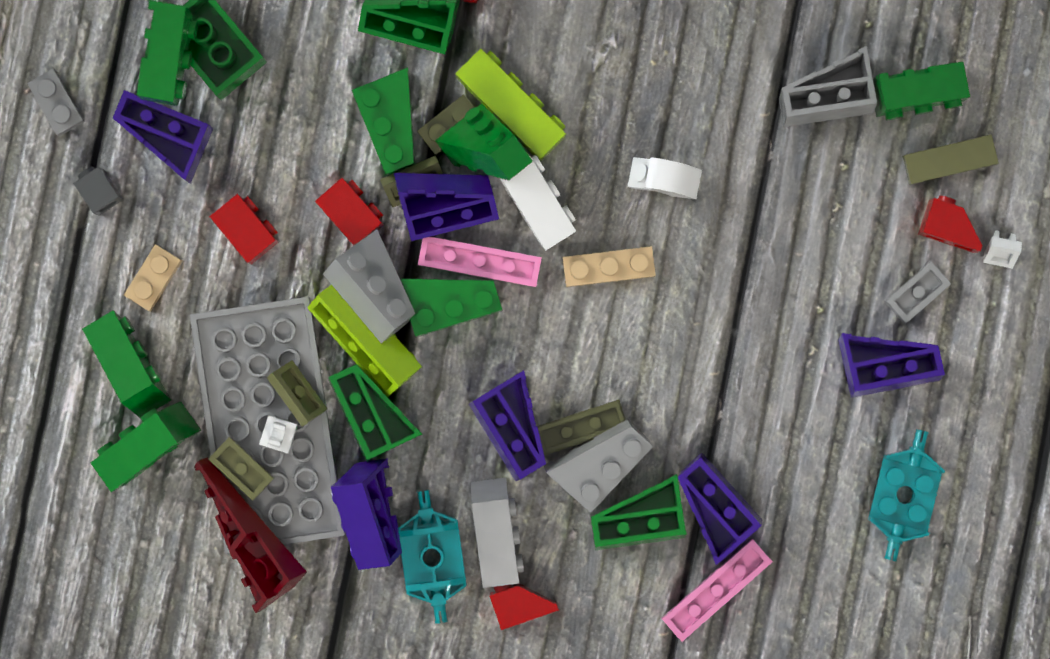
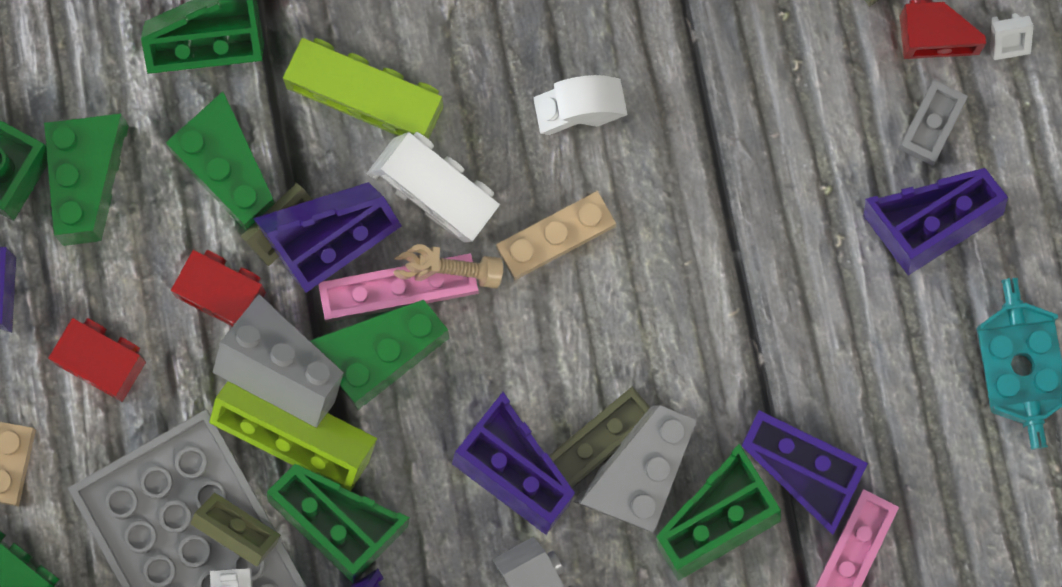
camera: 20 degrees left, 10 degrees down
(282, 86) = (81, 173): none -> green wedge
(443, 122) = (300, 144): olive plate -> none
(484, 144) = (350, 142): green wedge -> none
(508, 257) = (488, 271): none -> tan bar

